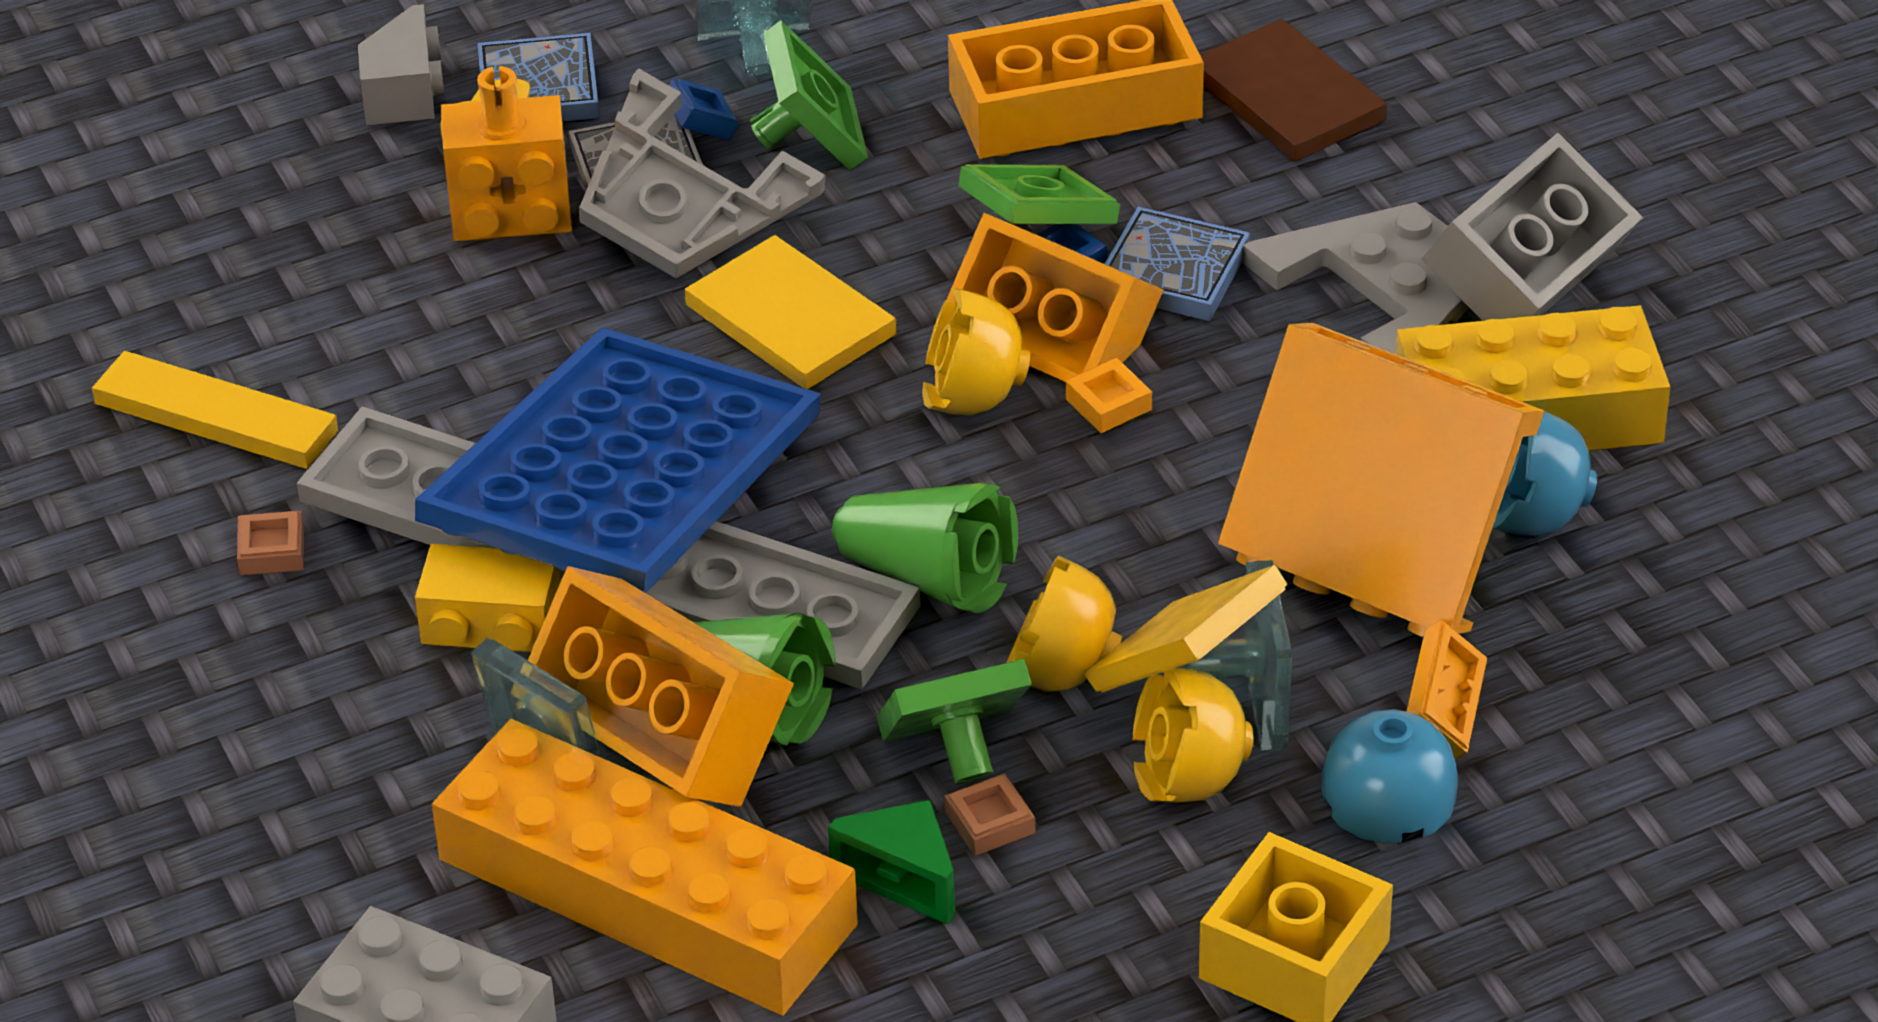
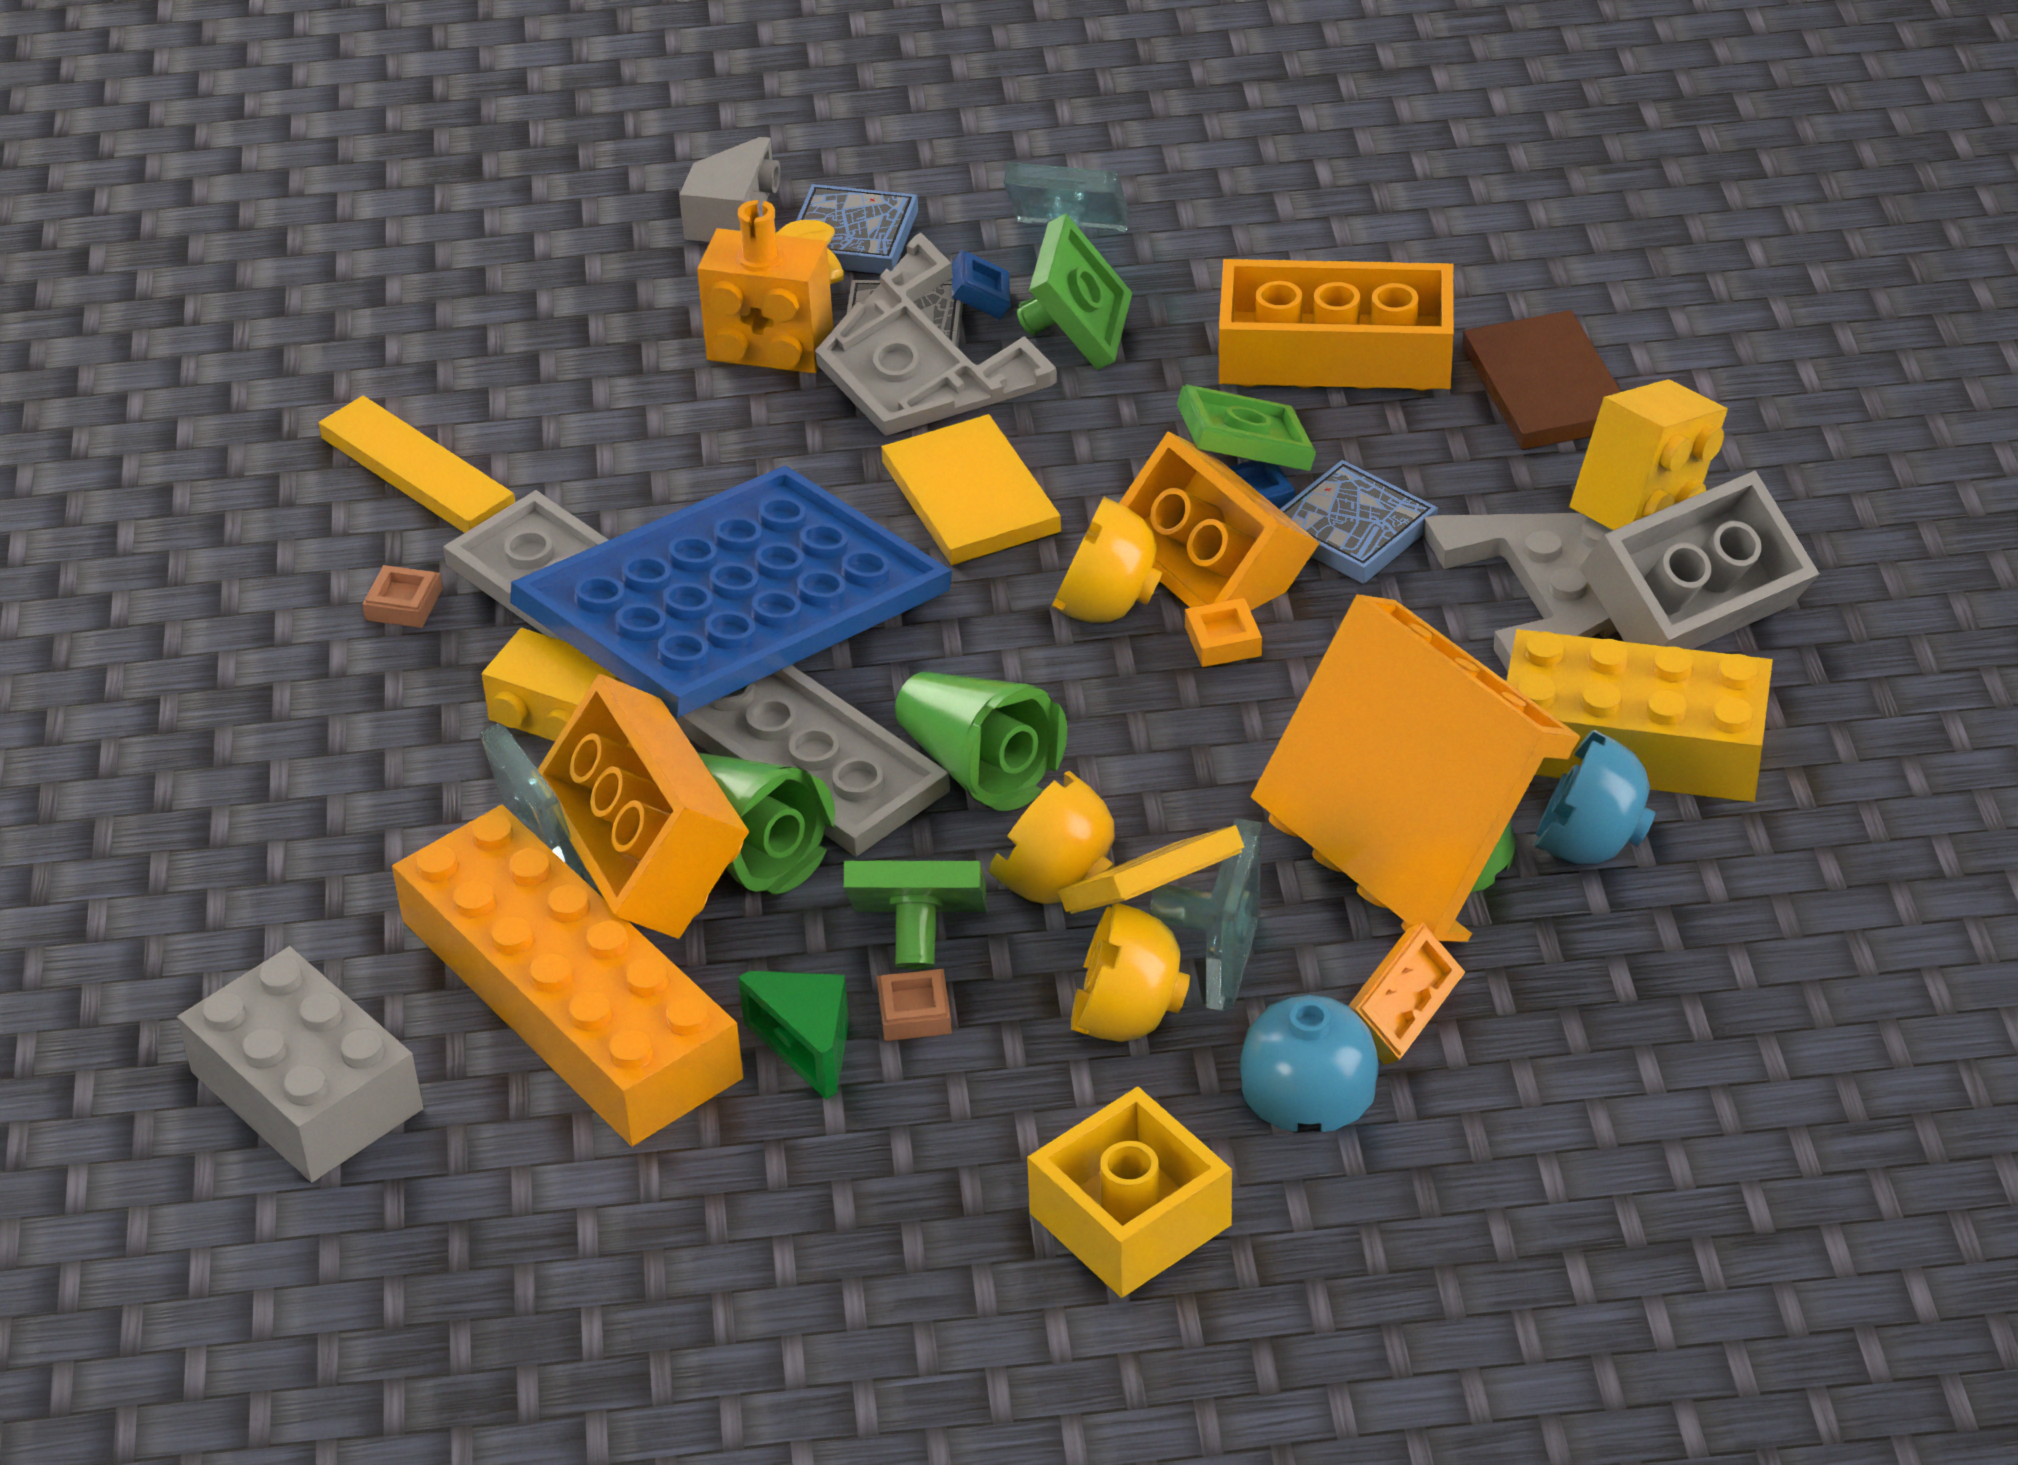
camera: 20 degrees right, 0 degrees up
(1441, 143) = (1647, 452): none -> yellow brick

